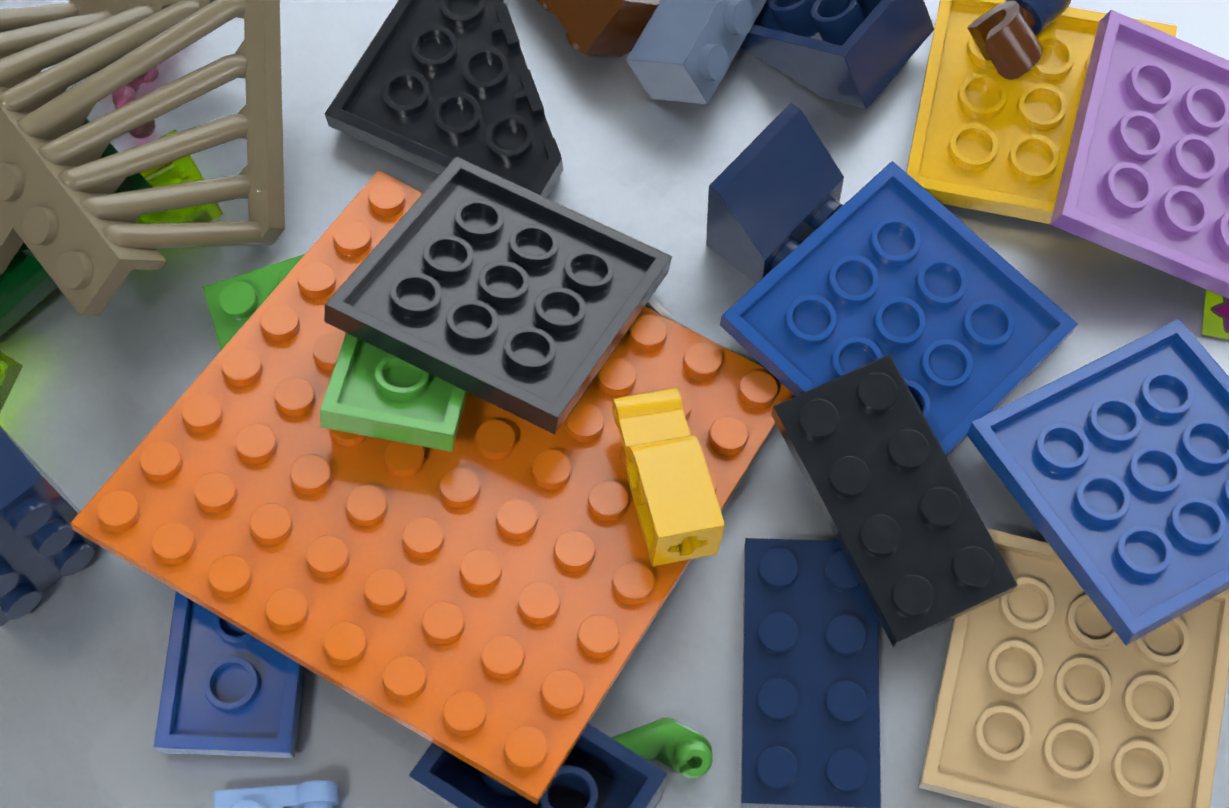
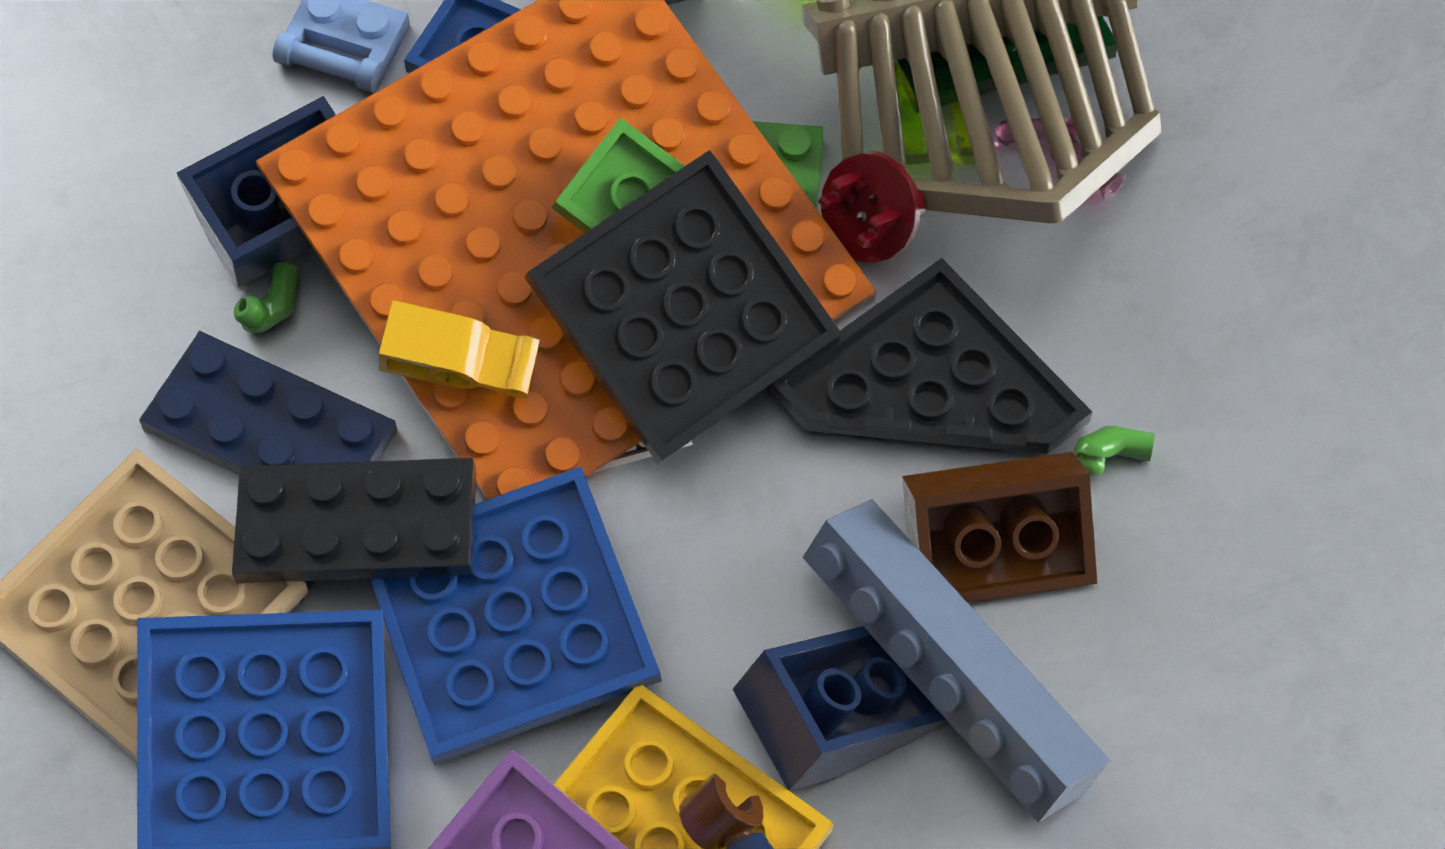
camera: 110 degrees right, 5 degrees down
(282, 206) = (889, 224): none -> dark red plate
(772, 196) = (670, 559): dark blue slope -> none

